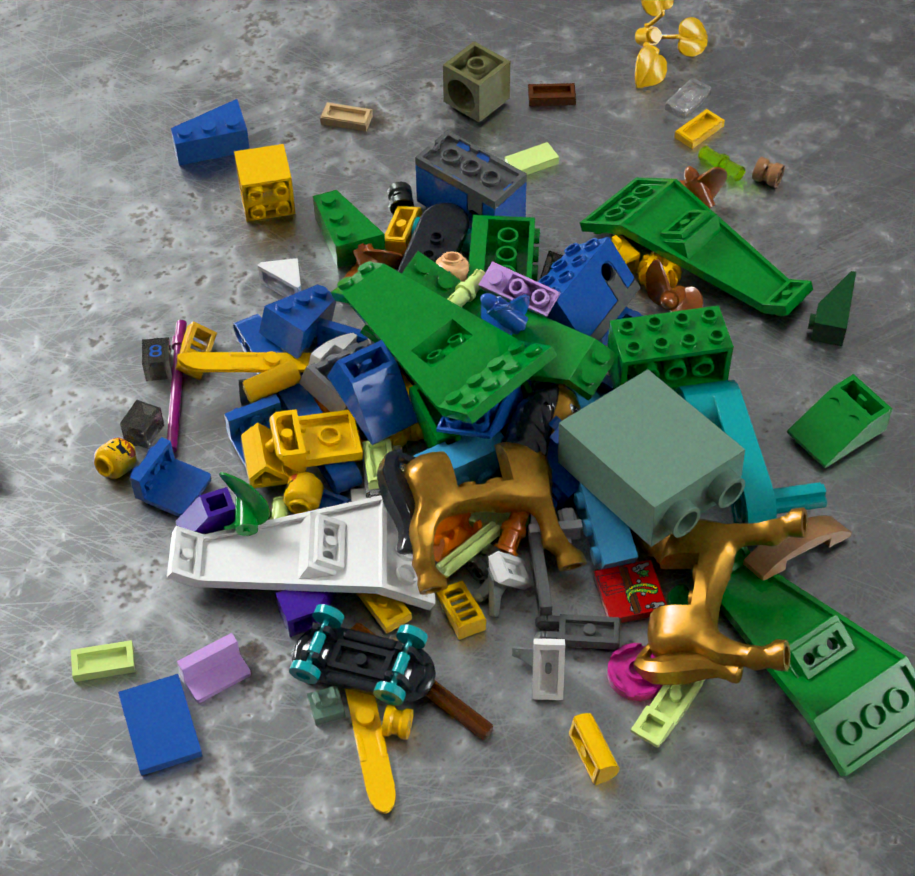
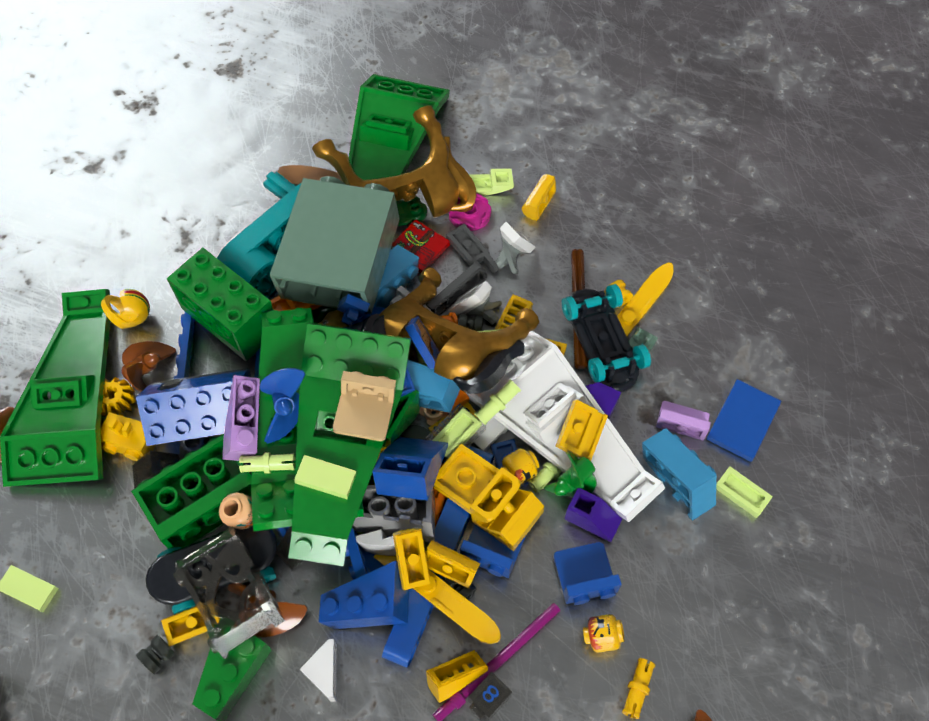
camera: 130 degrees left, 10 degrees up
(56, 455) = (638, 688): none -> yellow pin
(142, 424) = (559, 644): clear smoke brick -> none
(170, 612) = (683, 471): none -> dark azure wedge
(278, 542) = (581, 430): none -> yellow plate
(296, 341) = (411, 558): none -> yellow brick
(371, 501) = (497, 402): none -> yellowish green pin
(405, 303) = (325, 477): none -> yellowish green tile
(419, 225) = (261, 612): none -> clear smoke fence
(438, 356) = (364, 406): none -> tan bracket
(469, 178) = (111, 583): dark grey piece -> none
(481, 465) = (423, 341): none -> blue tile
(748, 317) = (132, 307): none -> yellow helmet
(833, 312) = (83, 268): dark green slope -> none
(841, 421) = (191, 210): green slope -> none

